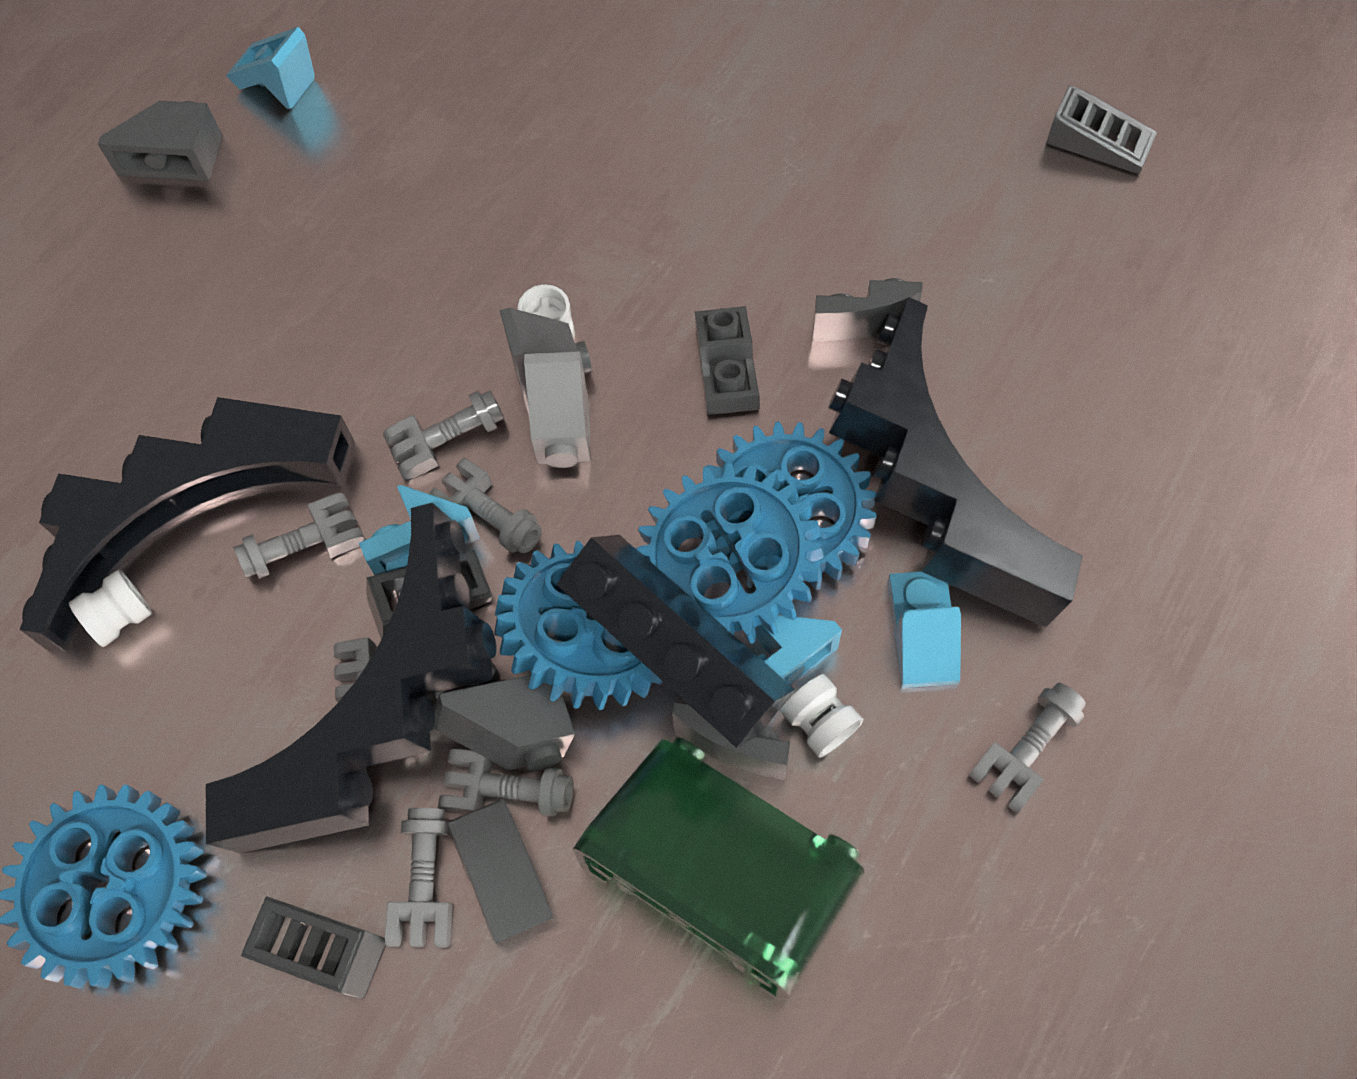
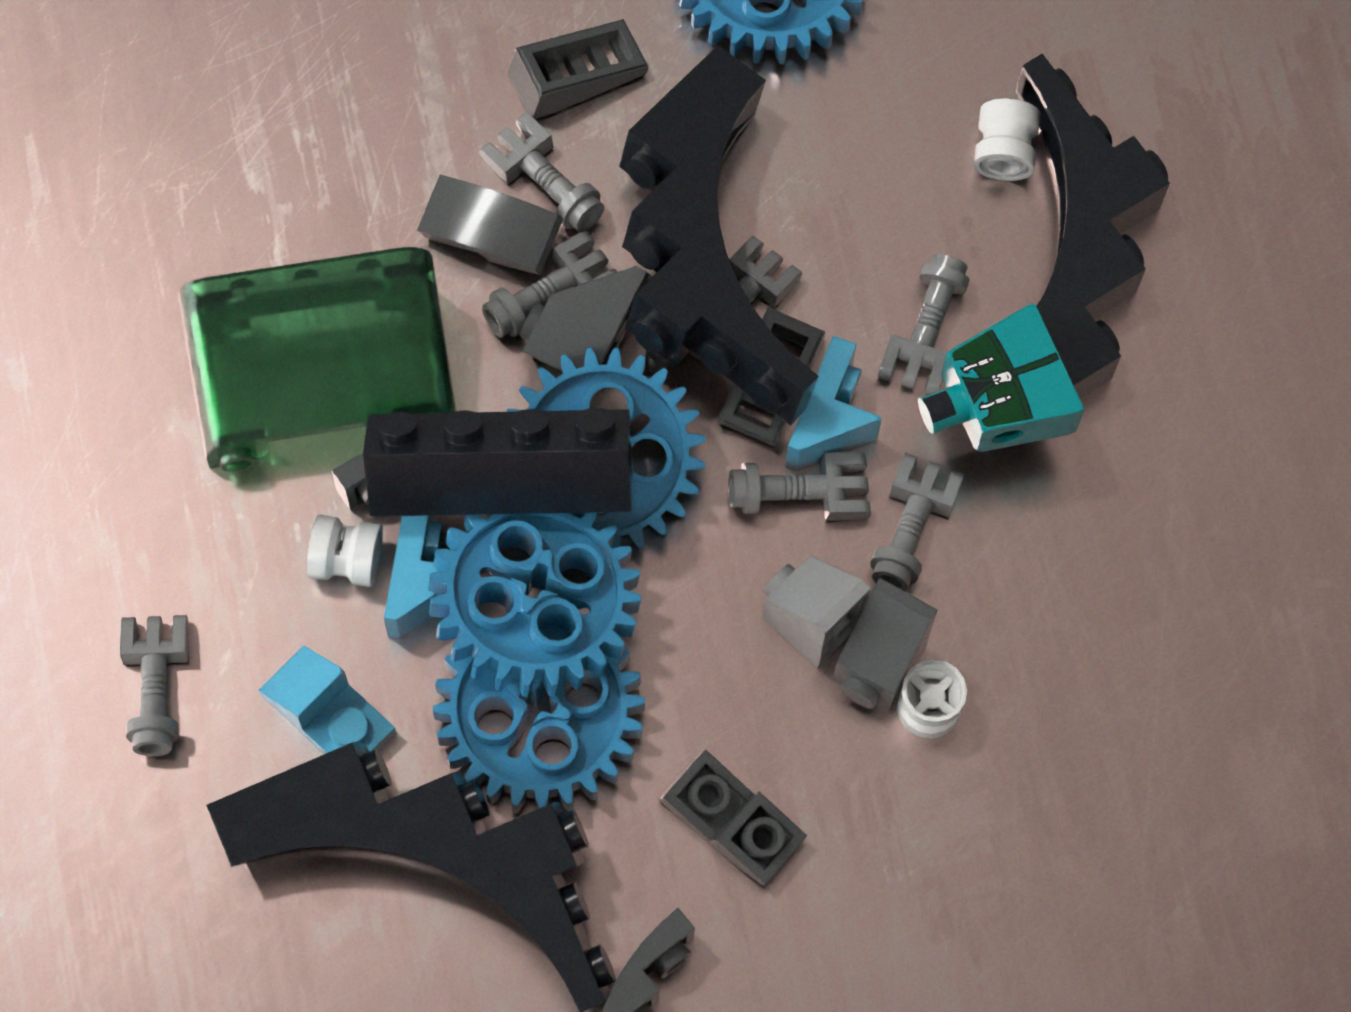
camera: 130 degrees right, 5 degrees up
(303, 420) = (1005, 386): none -> teal torso

